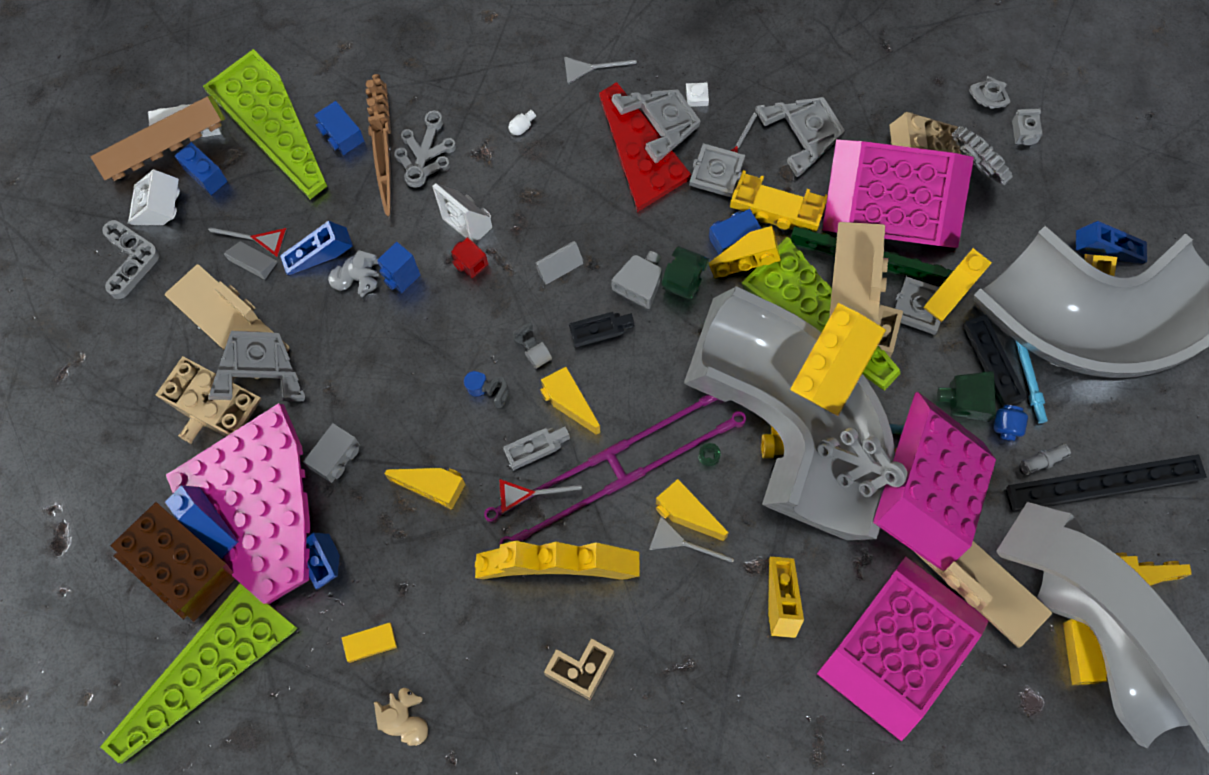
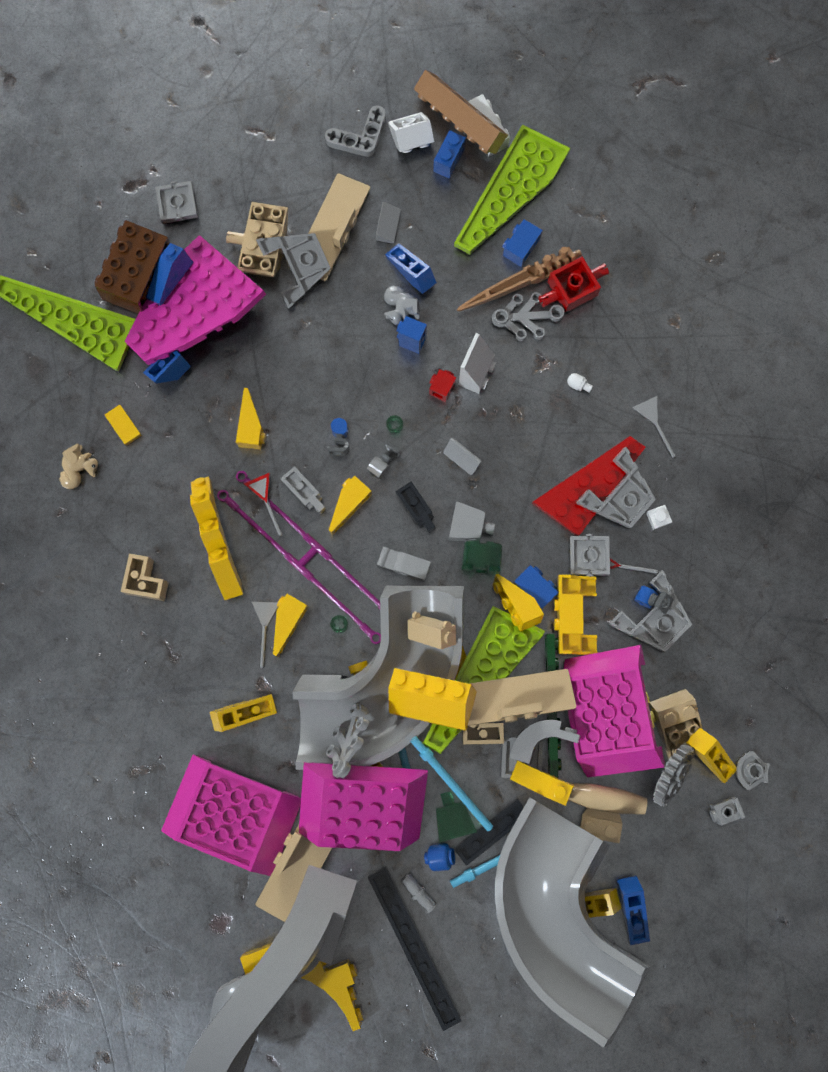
camera: 70 degrees right, 10 degrees up
(109, 490) = (176, 202): none -> light grey plate
(270, 240) = (409, 231): light grey piece -> none
(332, 453) = (251, 344): light grey brick -> none
(410, 91) = (573, 284): none -> red brick
(493, 317) = (389, 426): none -> clear green bush
(663, 360) = (404, 564): none -> light grey piece
(759, 338) = (431, 631): none -> tan brick
(781, 129) = (648, 598): none -> leg
(899, 387) = (427, 755): none -> medium azure bar
(902, 279) = (528, 740): none -> light grey arch
(966, 114) = (712, 754): none -> yellow slope
(996, 239) = (604, 809): none -> tan plate

